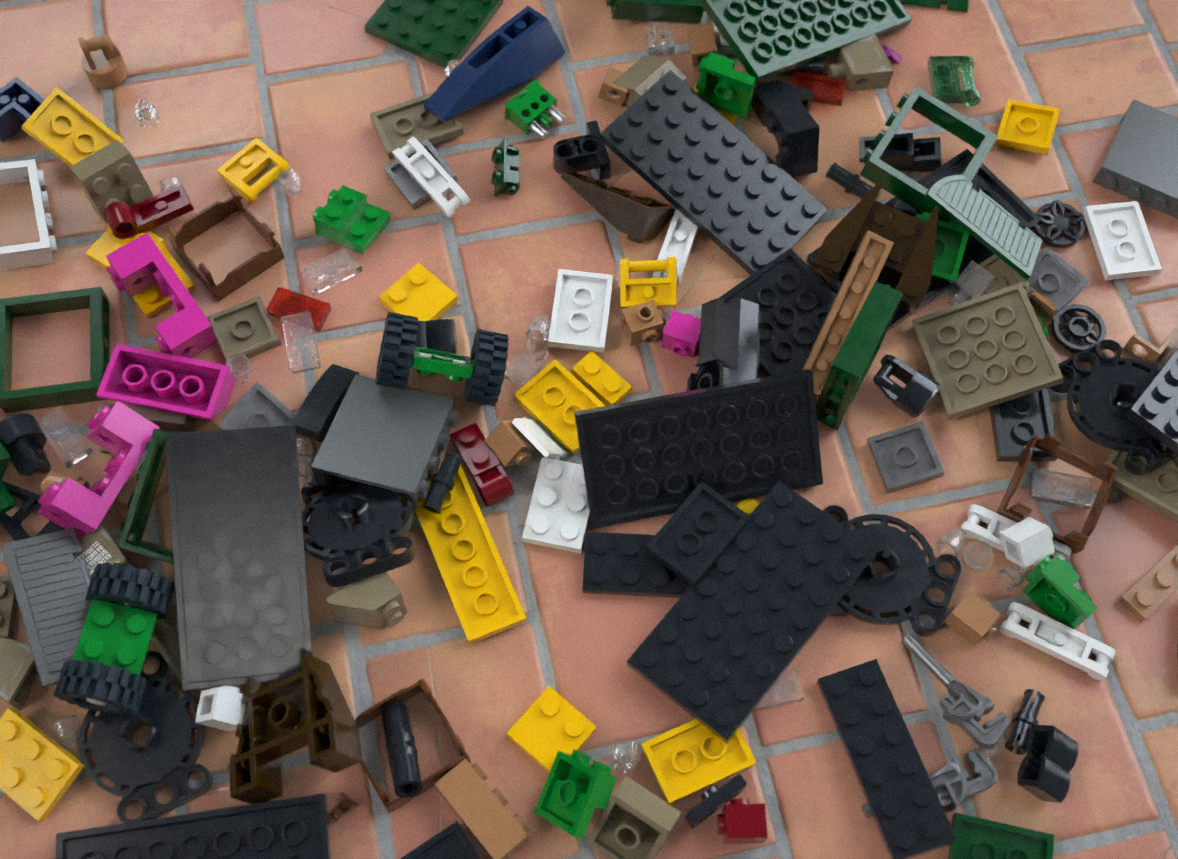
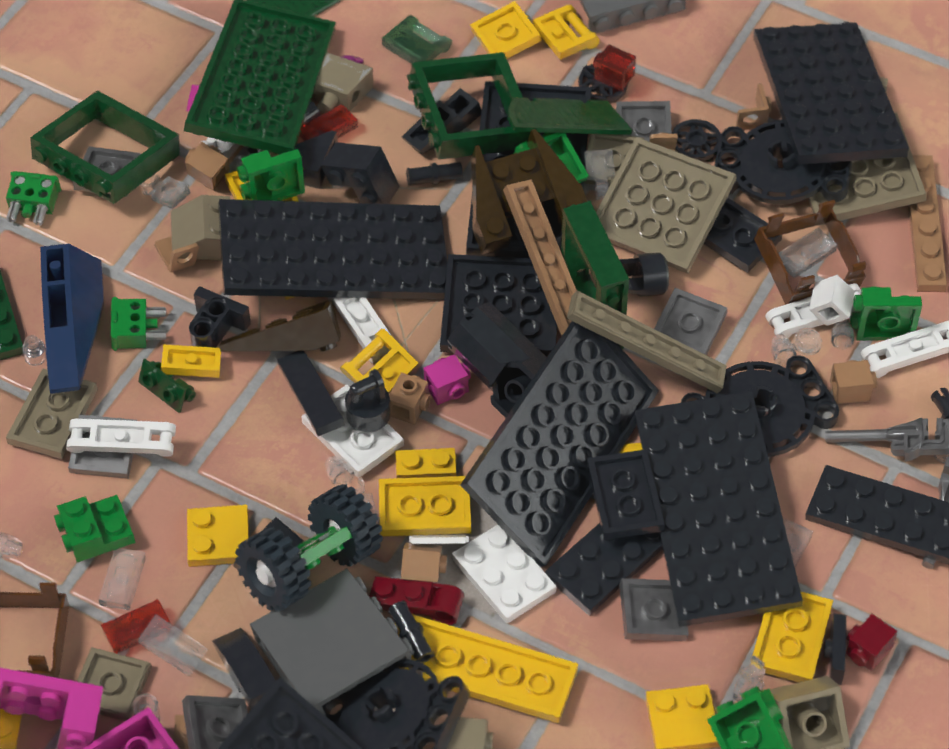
camera: 45 degrees left, 10 degrees down
(537, 167) = (191, 361): none -> yellow plate
(581, 259) = (310, 392): none -> black tile
(601, 300) = (368, 403): none -> black piece
(620, 632) = (649, 611): none -> flat silver plate
(837, 439) = (646, 341): none -> dark tan tile
(1066, 161) = (560, 36): none -> yellow plate
(1075, 219) = (614, 67): none -> clear red brick
(1121, 240) = (660, 57): white plate -> none

